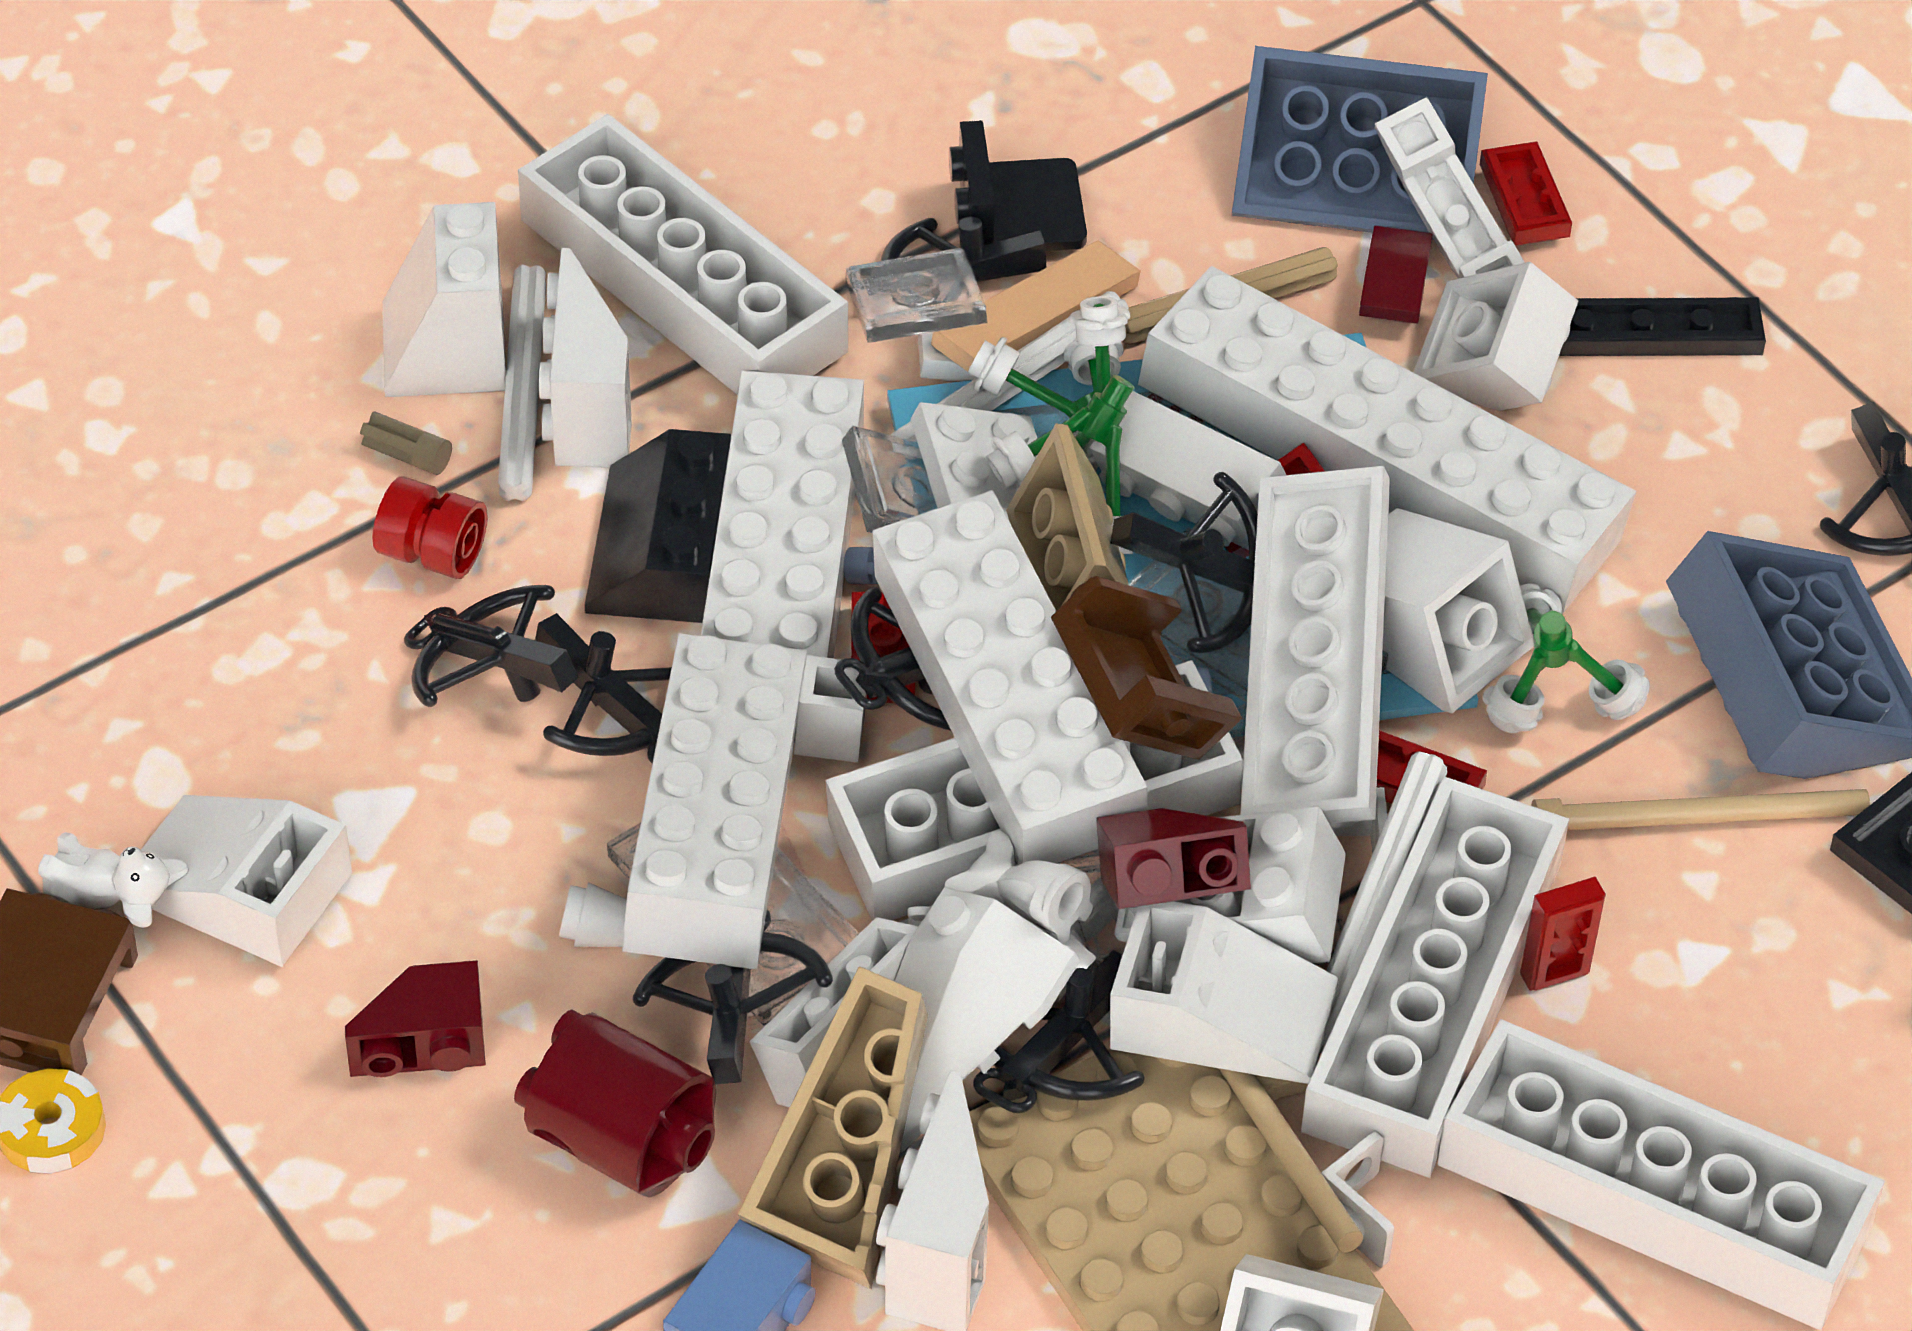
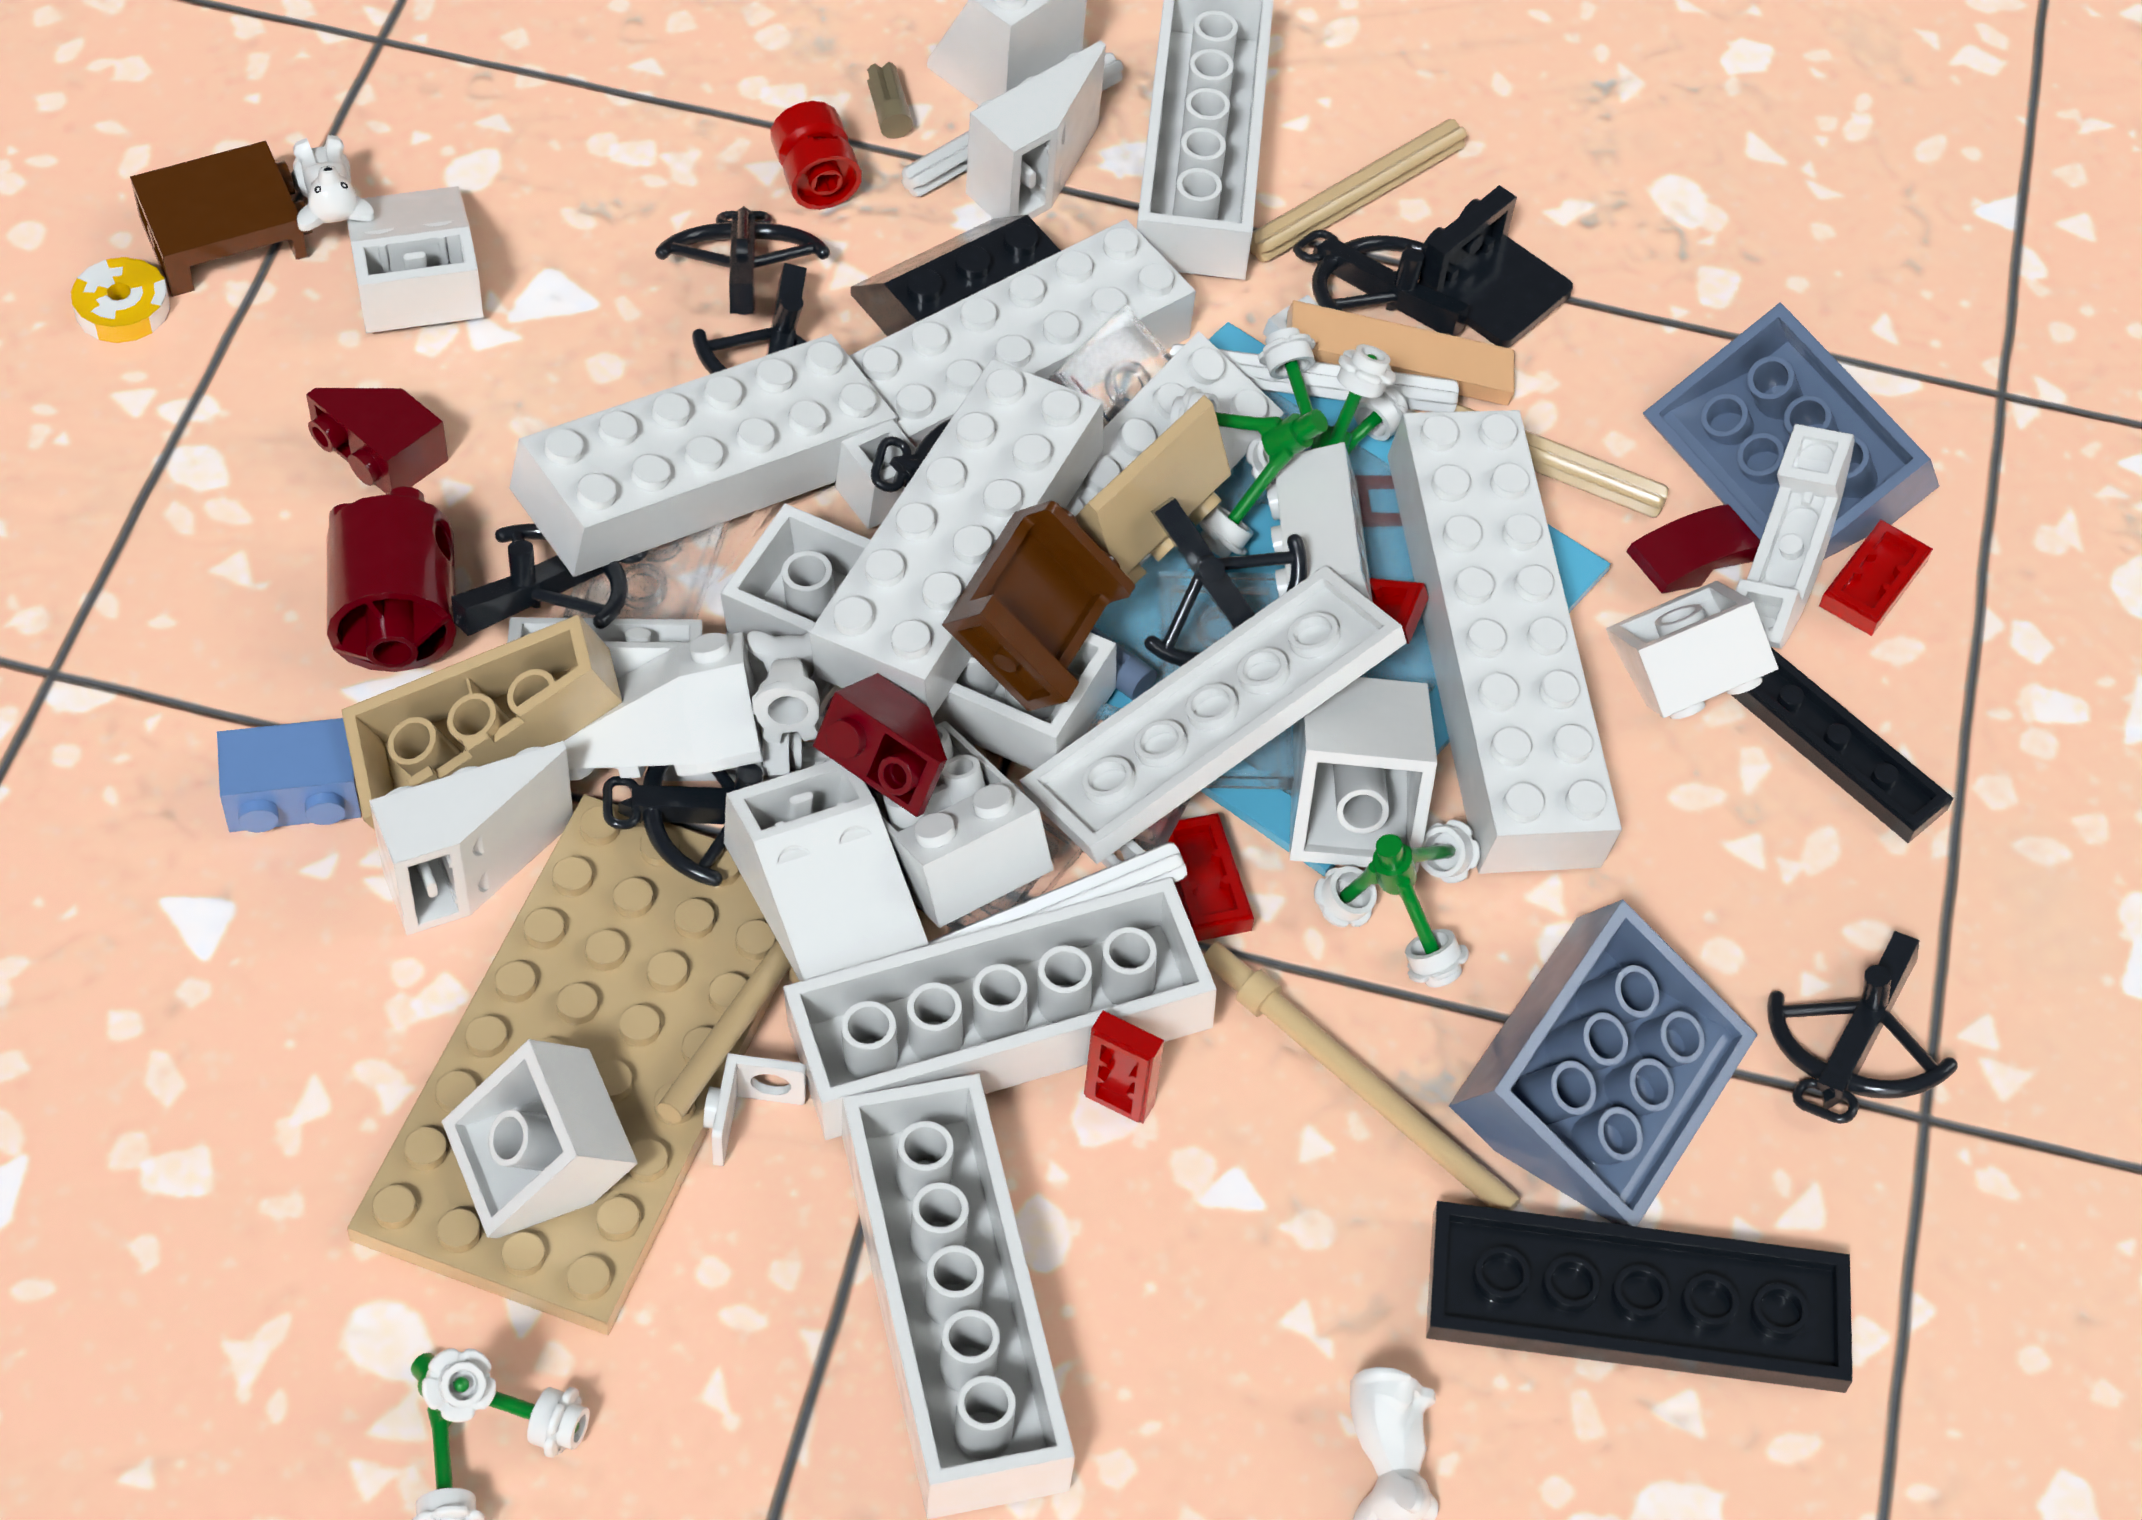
camera: 45 degrees right, 5 degrees up
(833, 197) = (1357, 189): none -> tan axle
(915, 295) = (1315, 271): clear tile -> none

